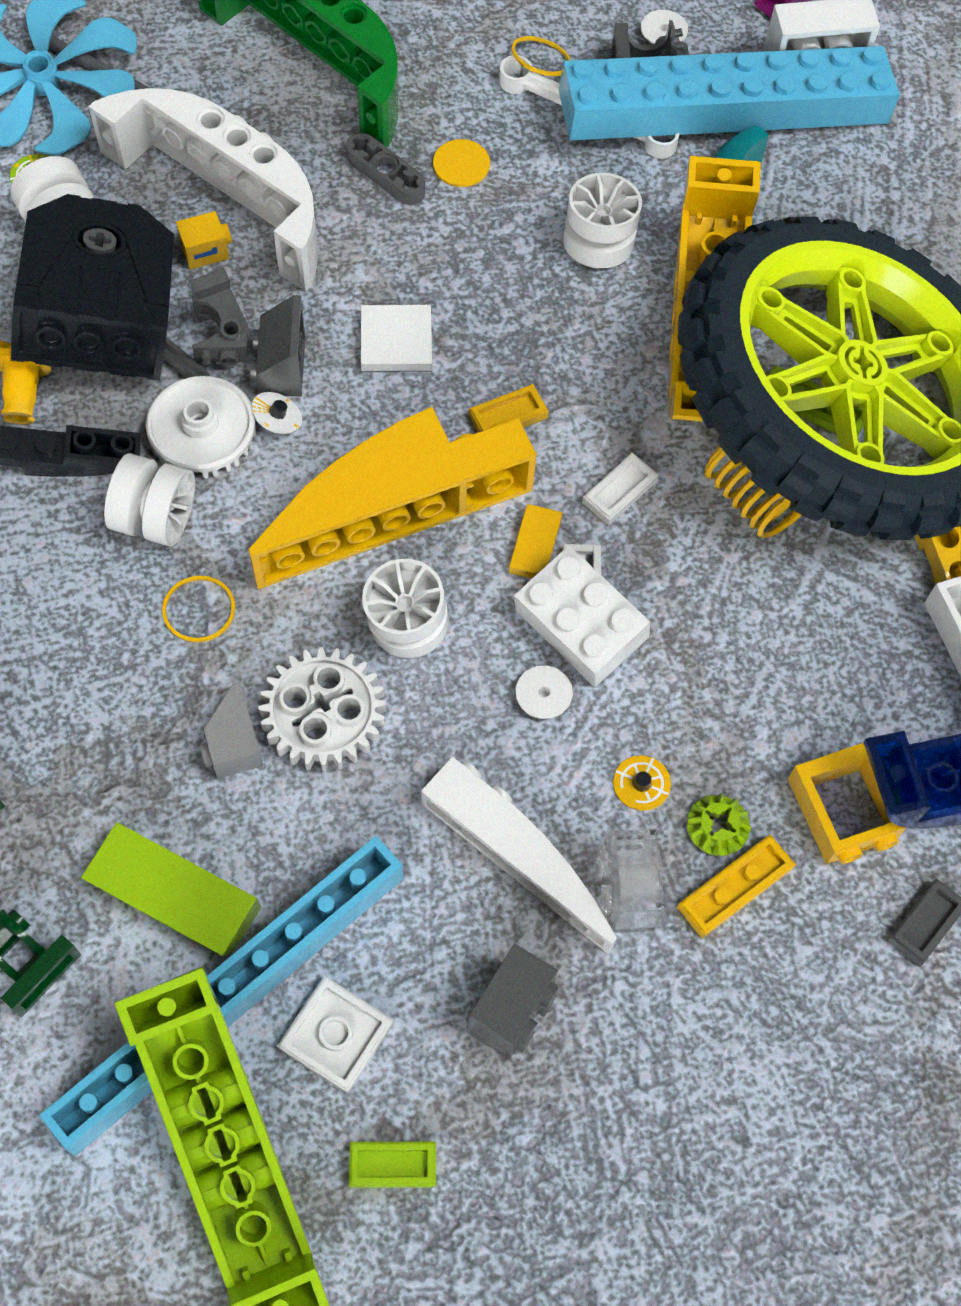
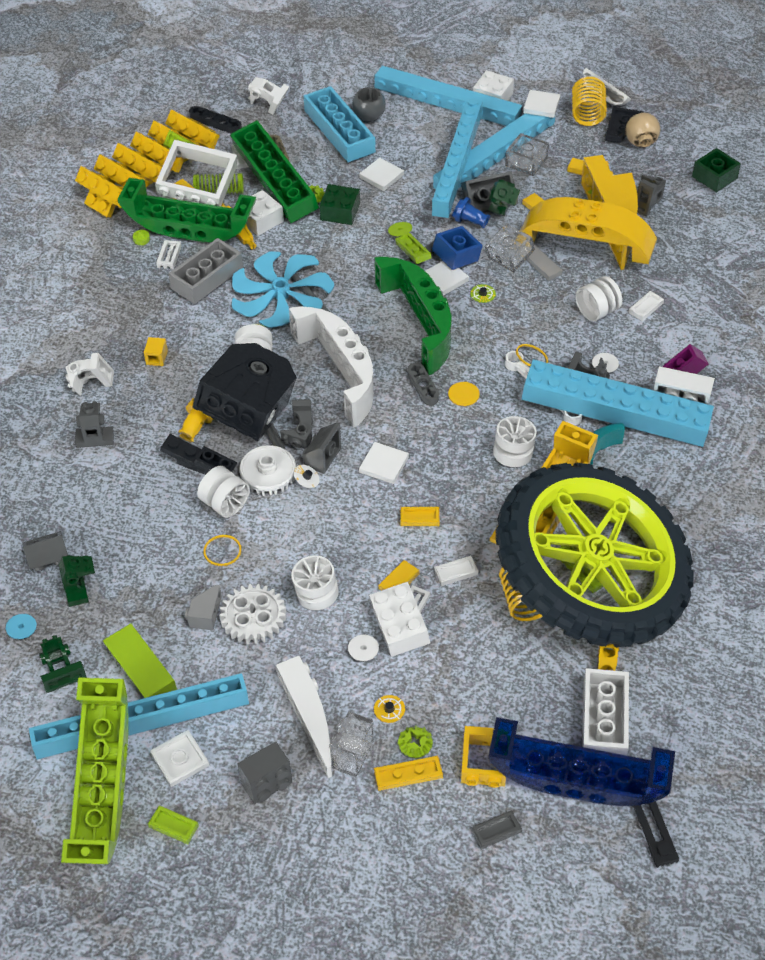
camera: 30 degrees right, 15 degrees down
(203, 239) = (315, 387): yellow brick -> none
(392, 489) = (336, 528): yellow slope -> none

